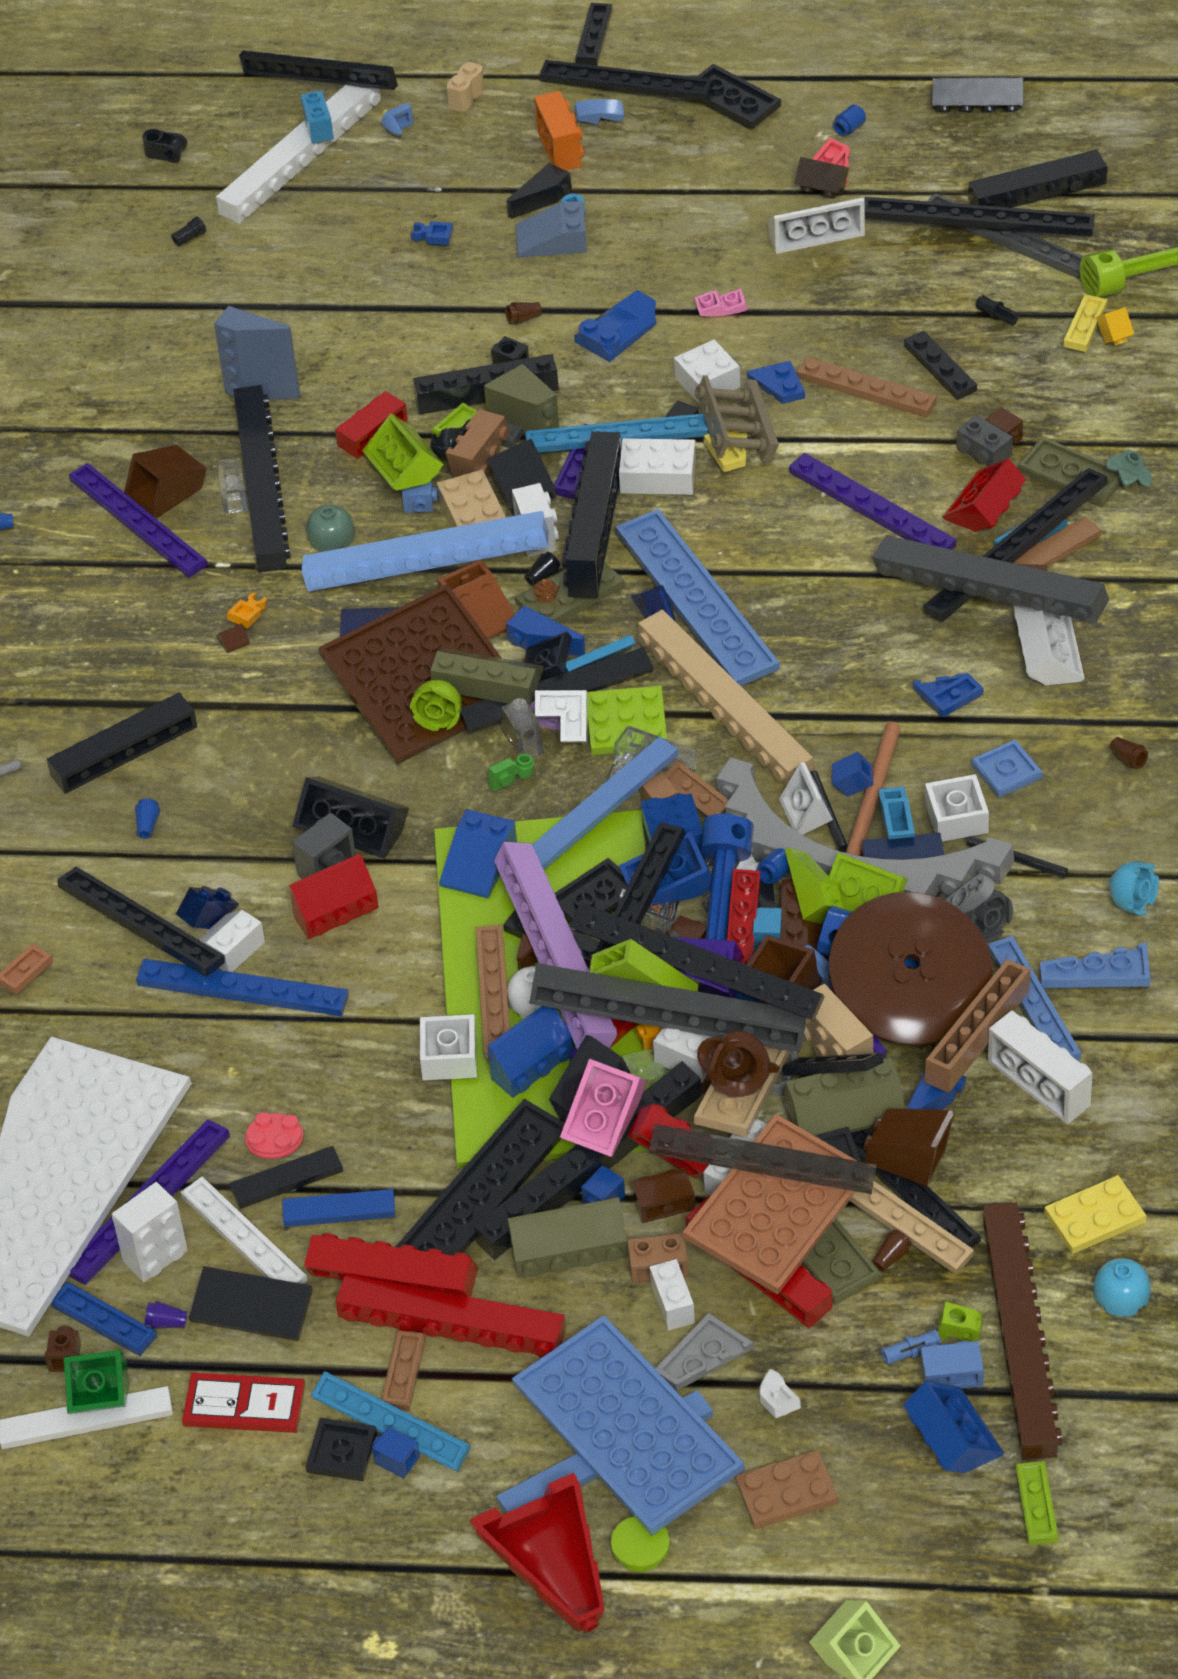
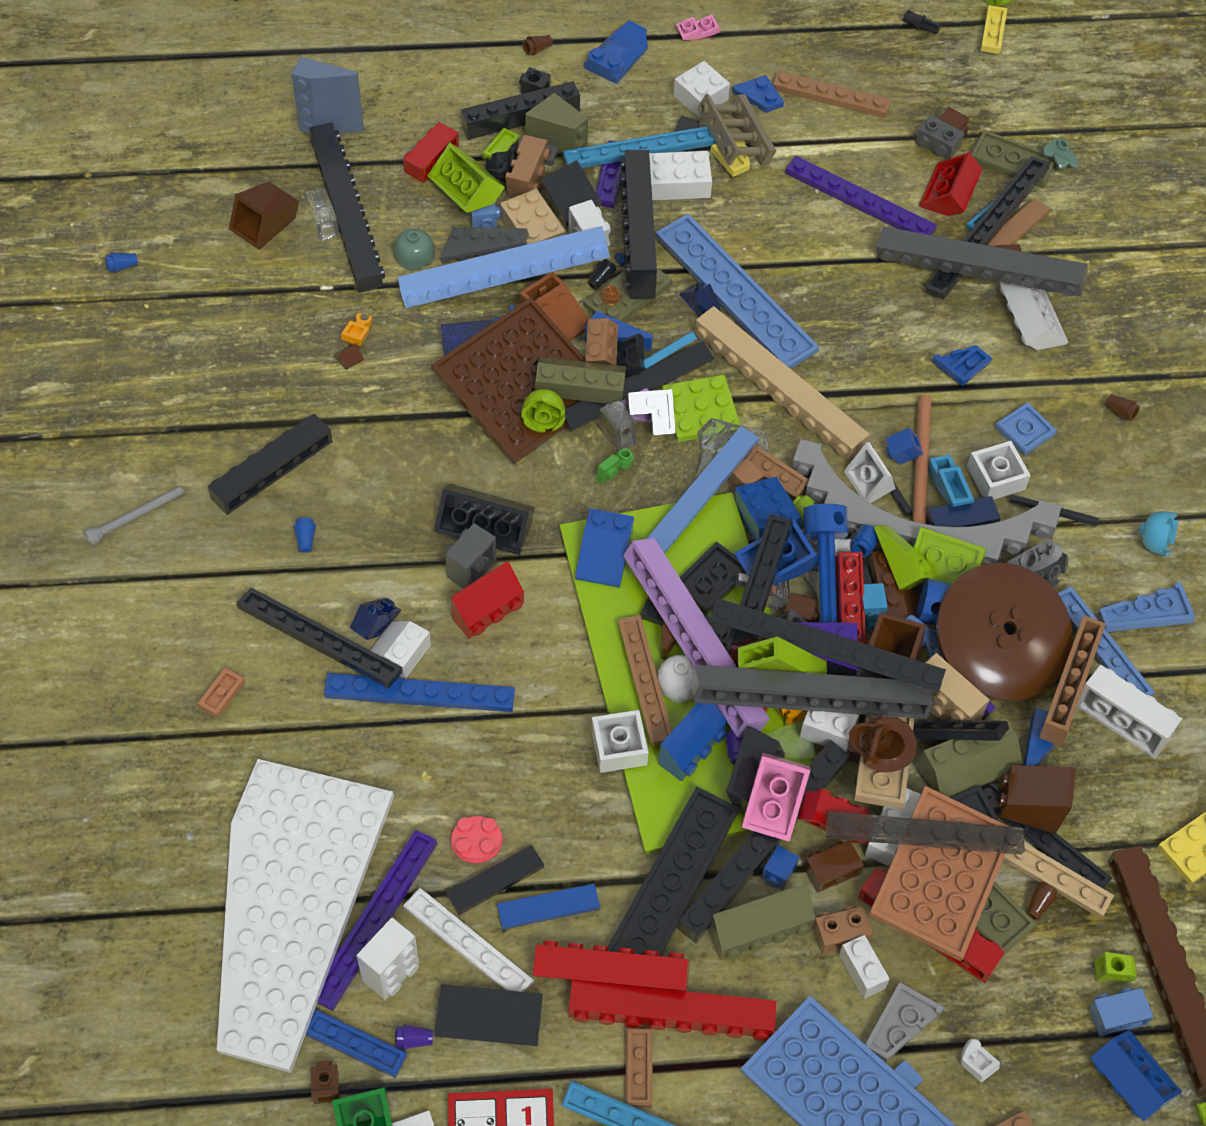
camera: 15 degrees left, 10 degrees up
(138, 520) = (246, 251): dark purple tile -> none
(406, 522) = (481, 241): none -> dark grey wing
(520, 636) = (602, 341): none -> medium nougat brick
(892, 1353) = (1079, 995): medium blue pin -> none
(940, 365) = (886, 72): black plate -> none
(1115, 326) = (1020, 31): yellow brick -> none

